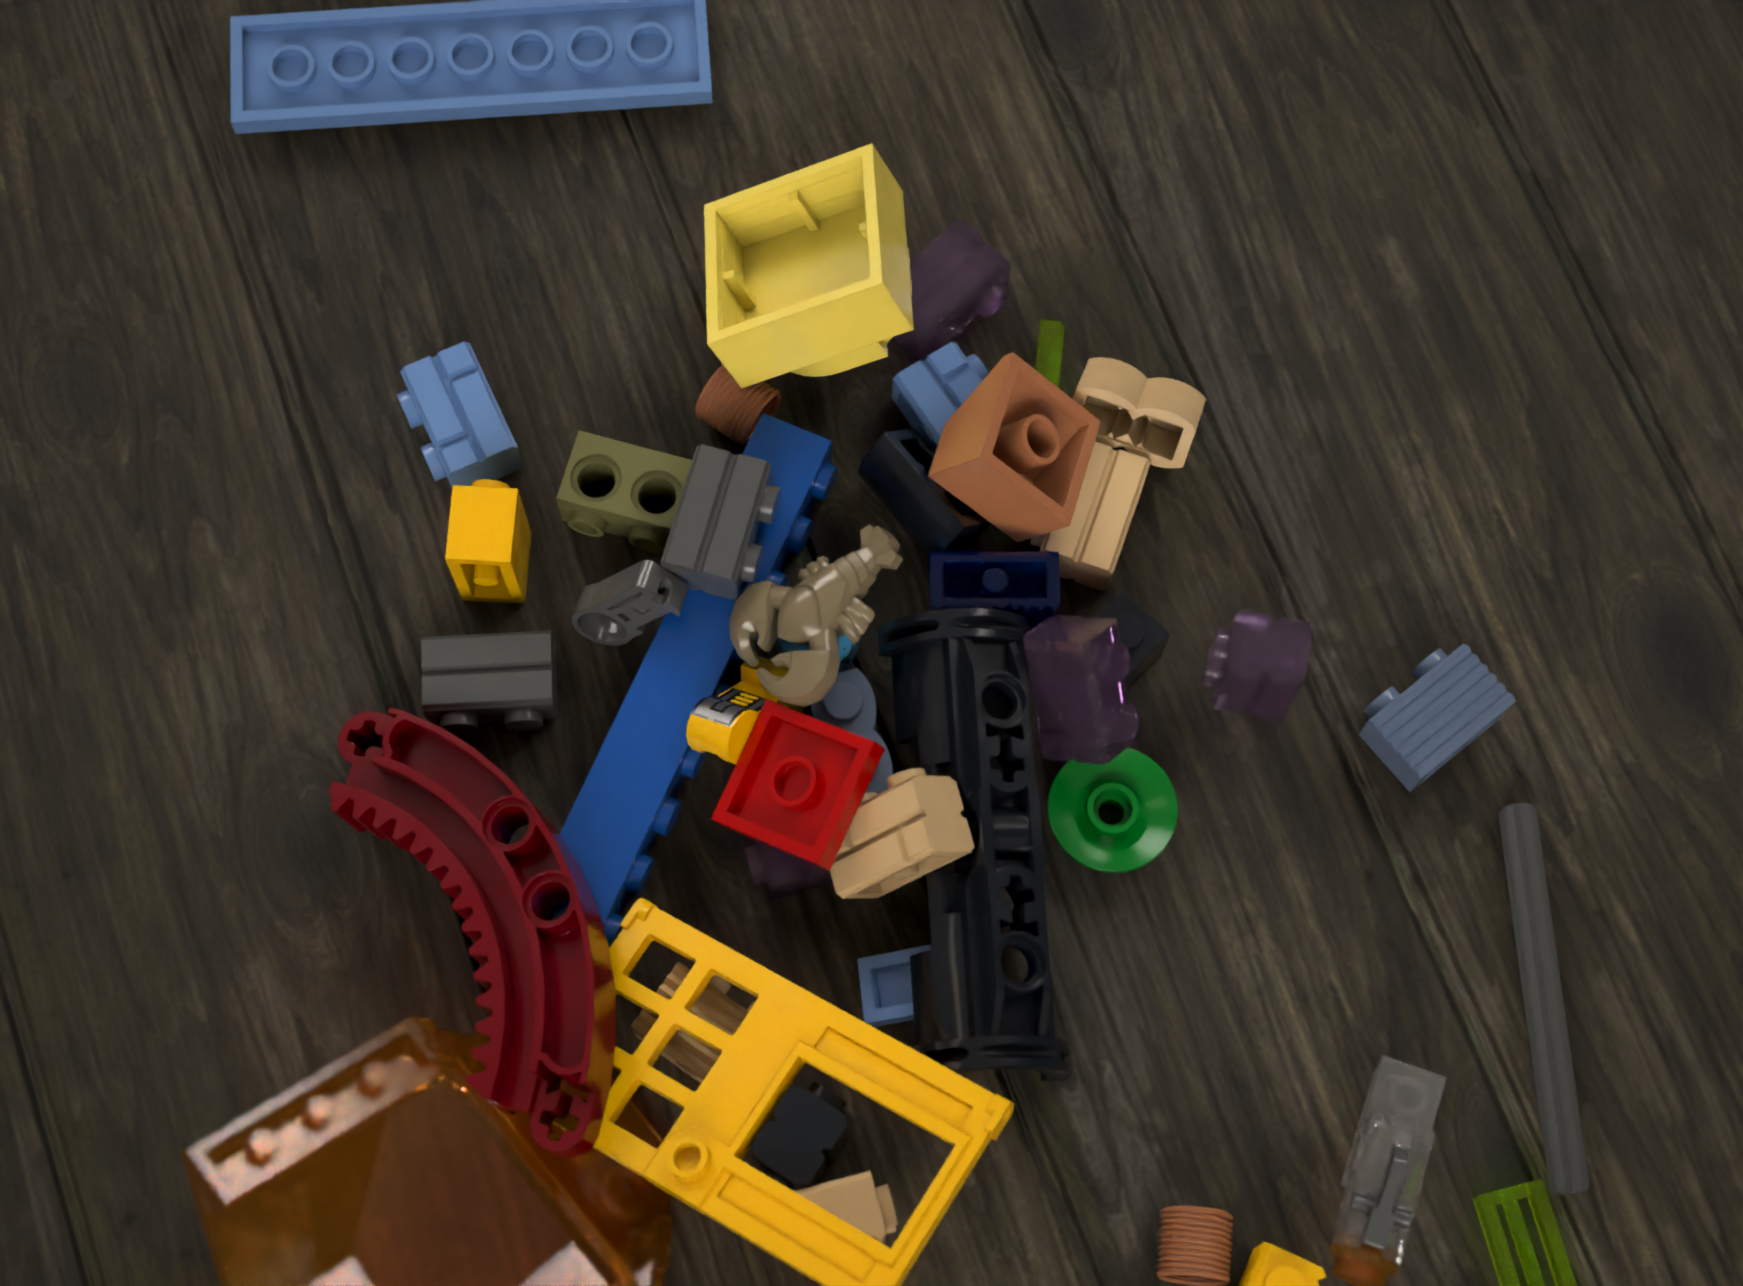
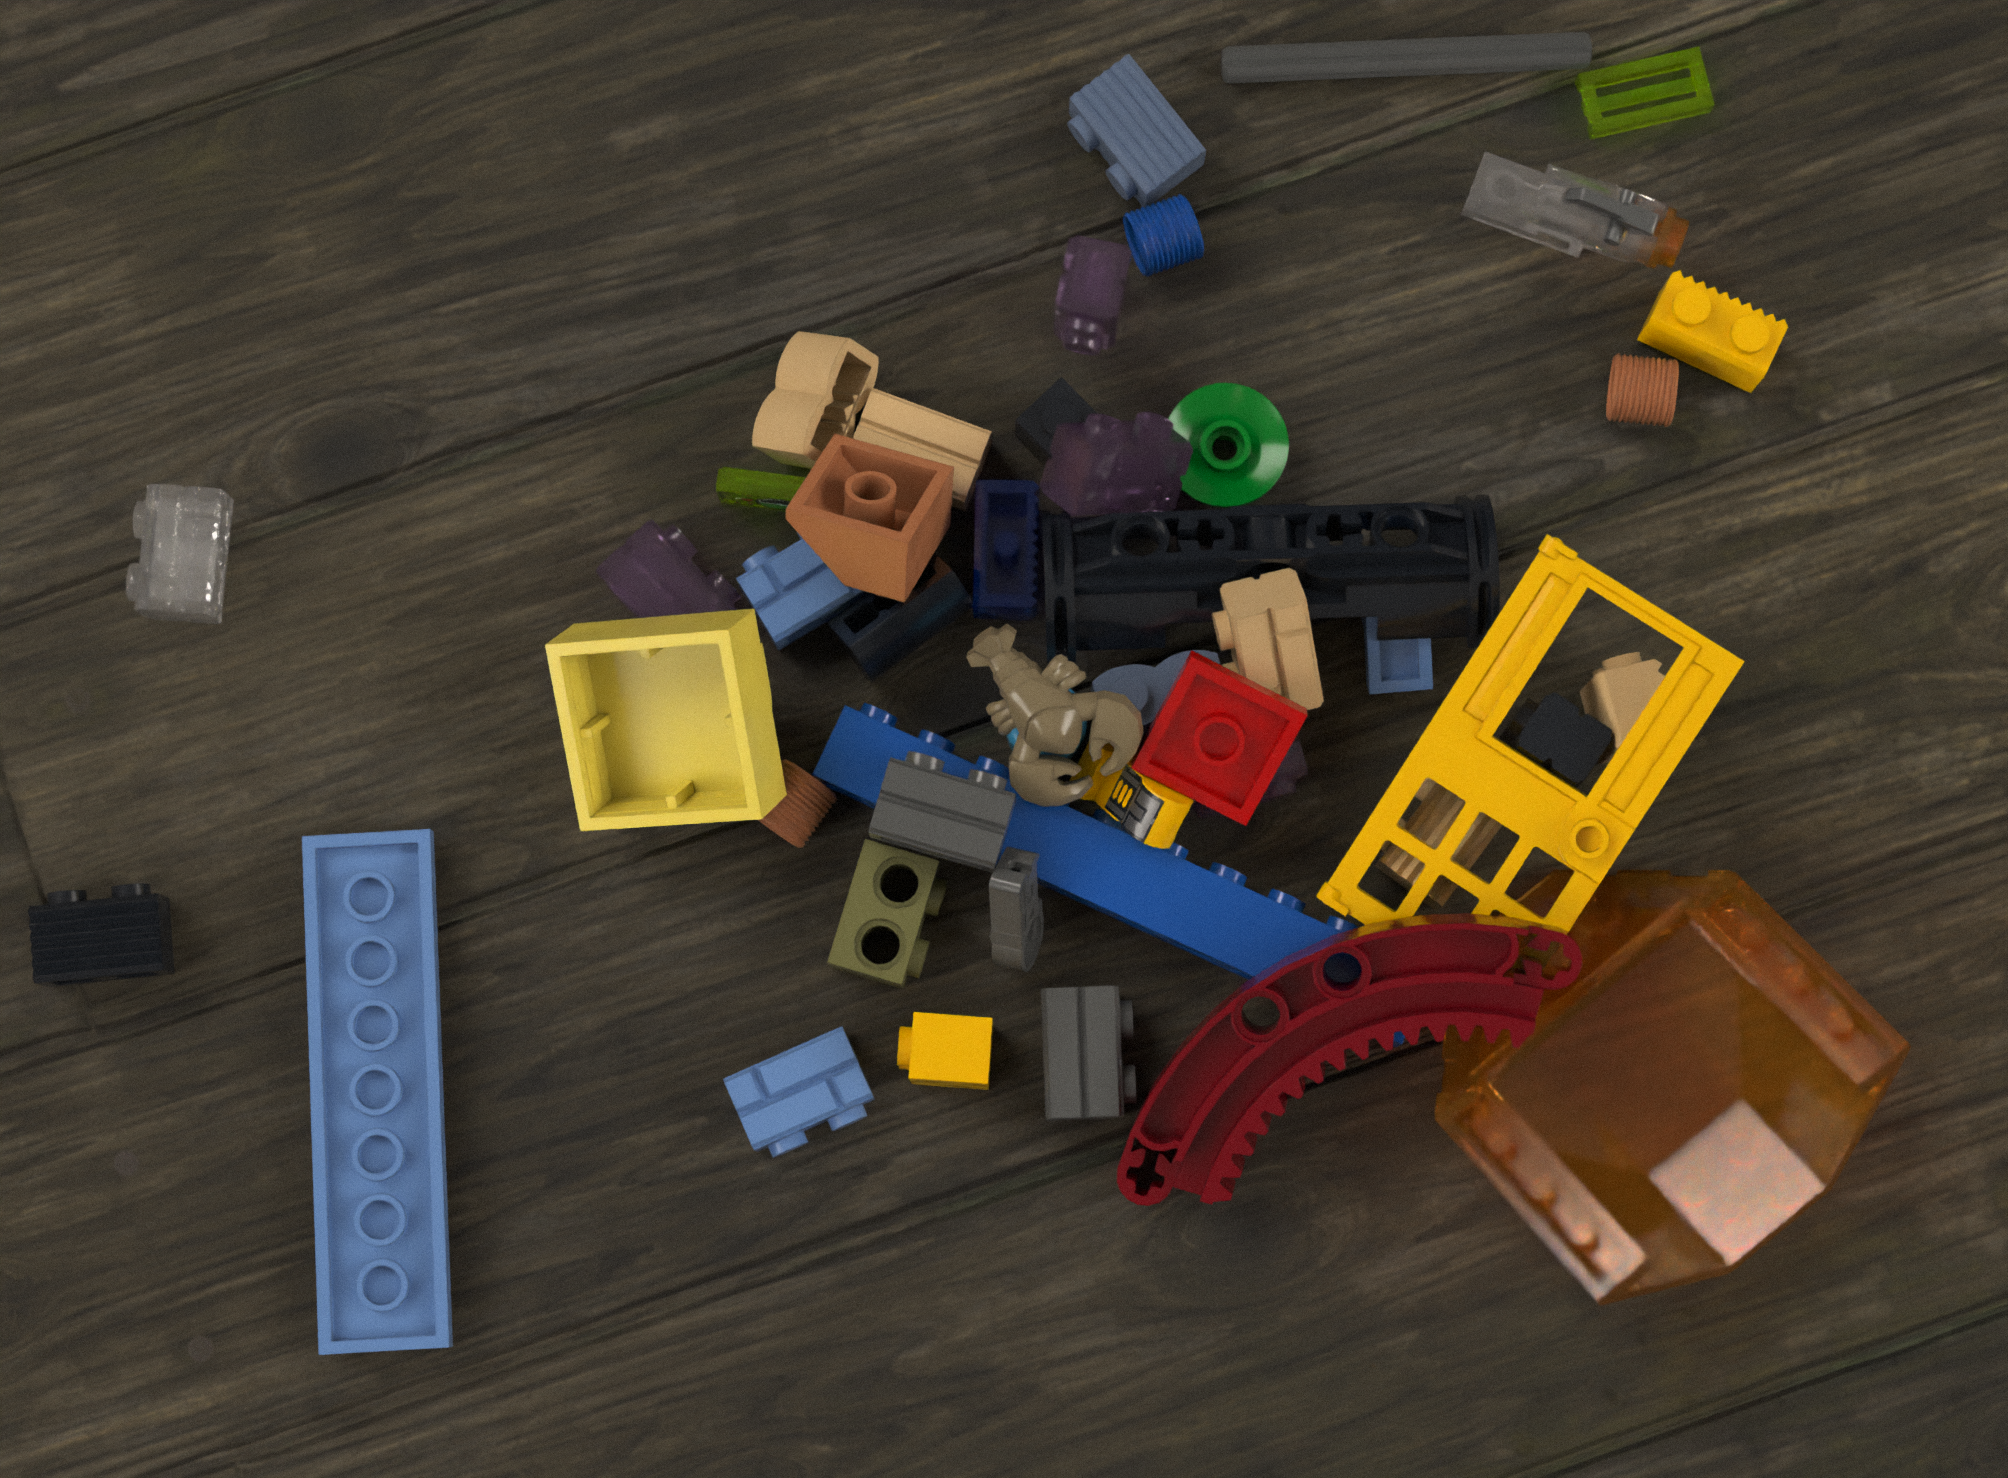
camera: 85 degrees left, 10 degrees up
(1329, 744) = (1163, 235): none -> blue piece

